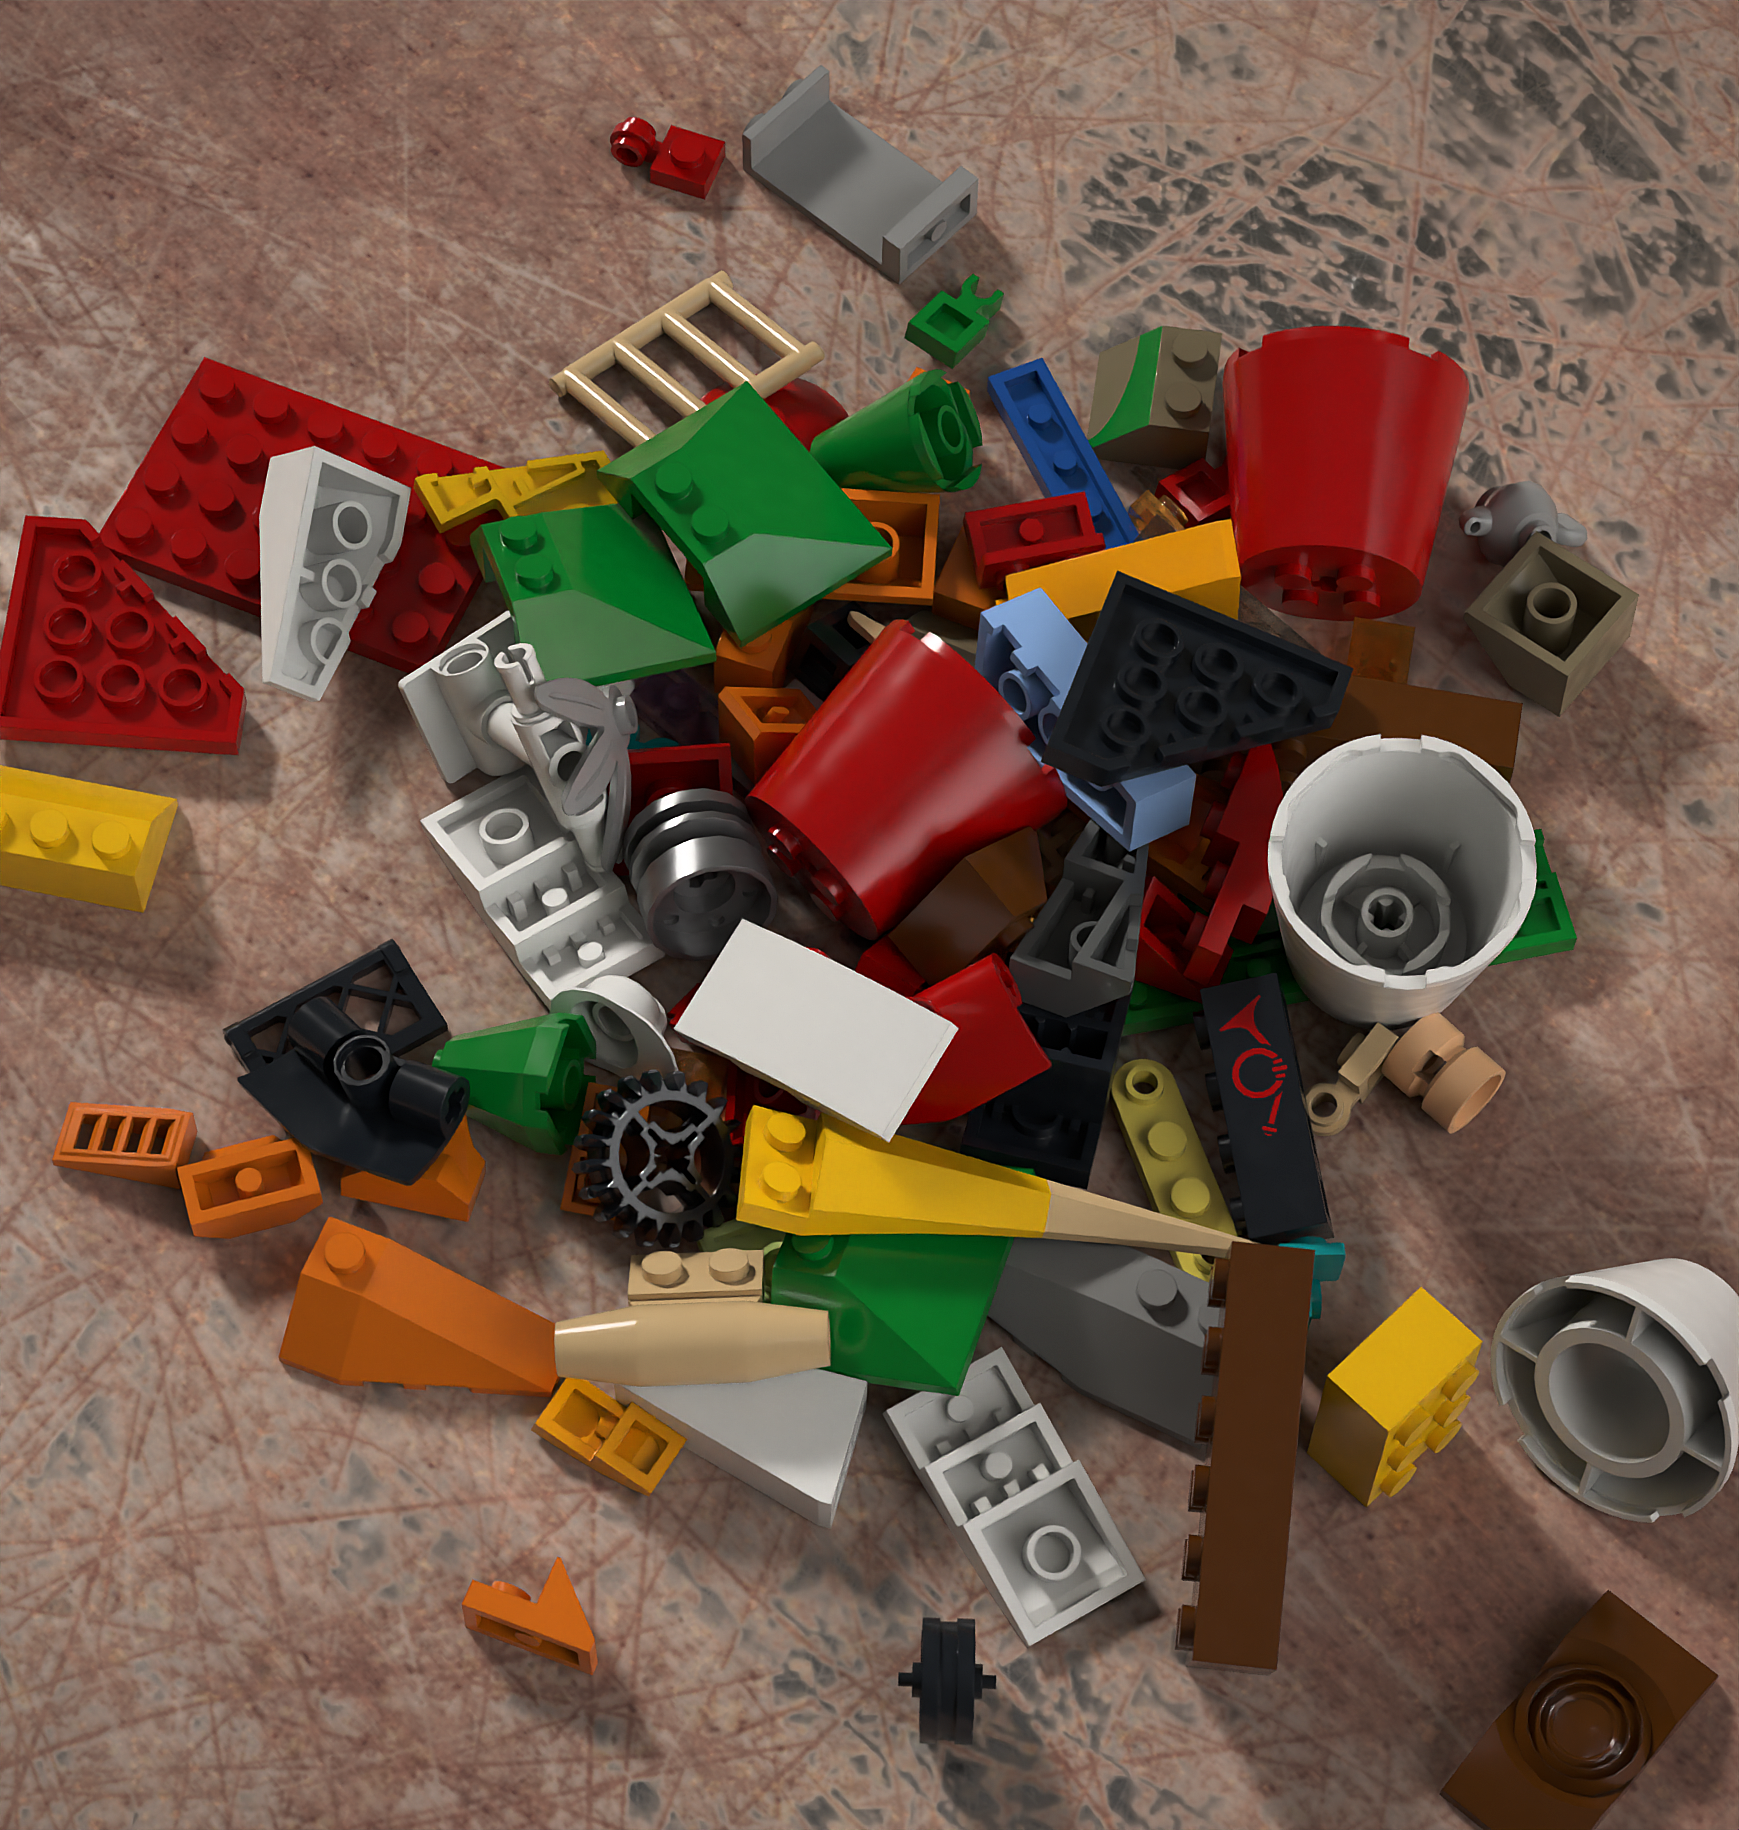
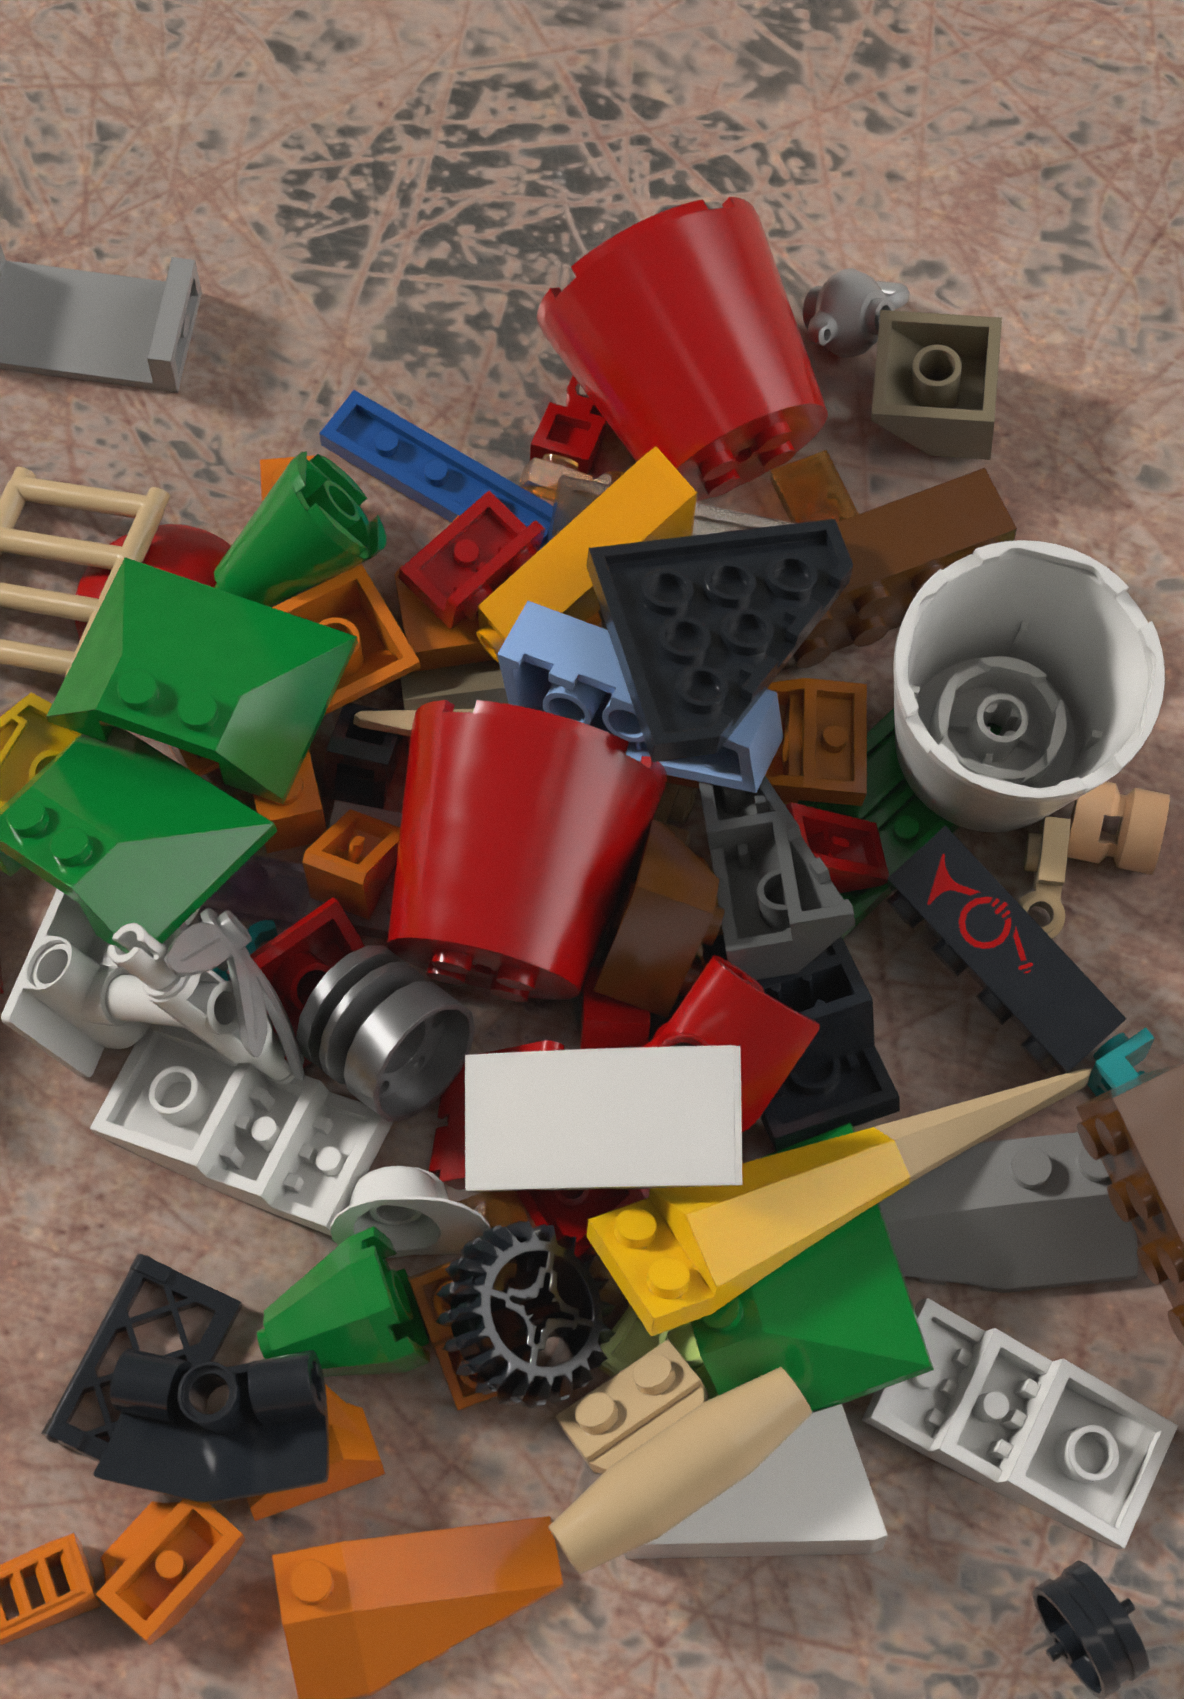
camera: 30 degrees left, 5 degrees up
(609, 1437) = (644, 1592): light orange slope -> none
(953, 326) = (254, 403): green plate -> none
(1155, 398) = (475, 370): dark tan slope -> none
(1168, 1154) = (954, 1046): light yellow plate -> none
(1239, 860) = (846, 730): red slope -> none

